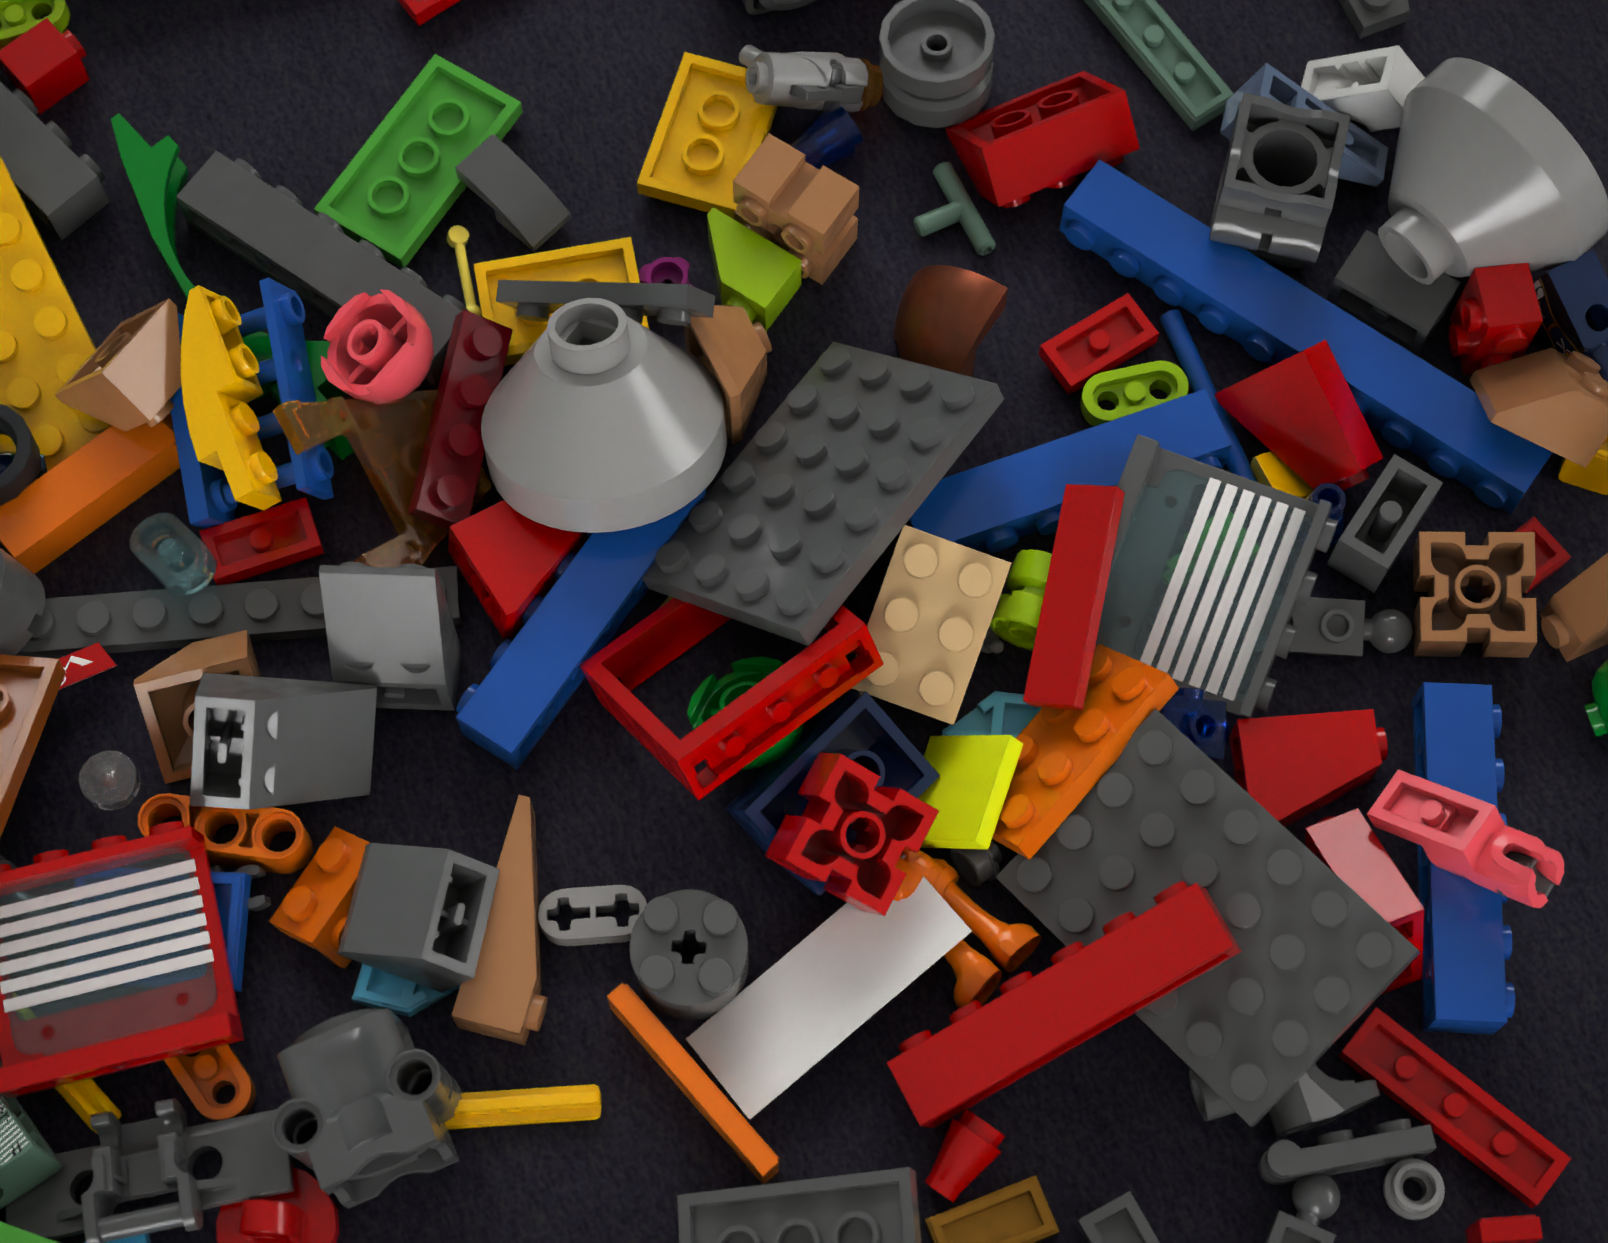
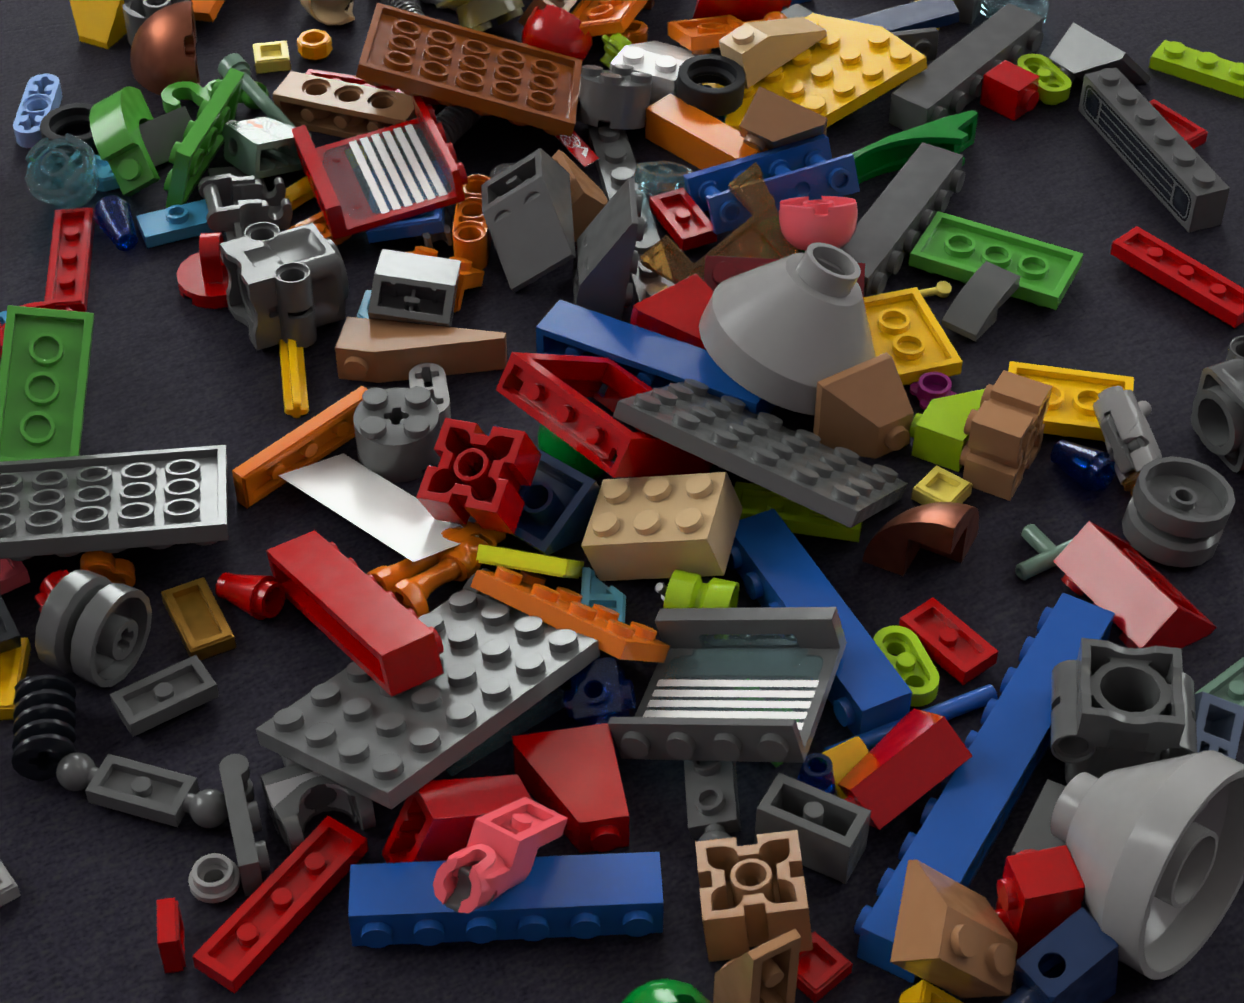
camera: 85 degrees right, 25 degrees down
(216, 385) = (773, 151): yellow slope -> none
(670, 302) = (883, 318): dark grey plate -> none
(842, 307) = (941, 486): none -> light yellow tile
(1074, 597) = (692, 594): red tile -> none

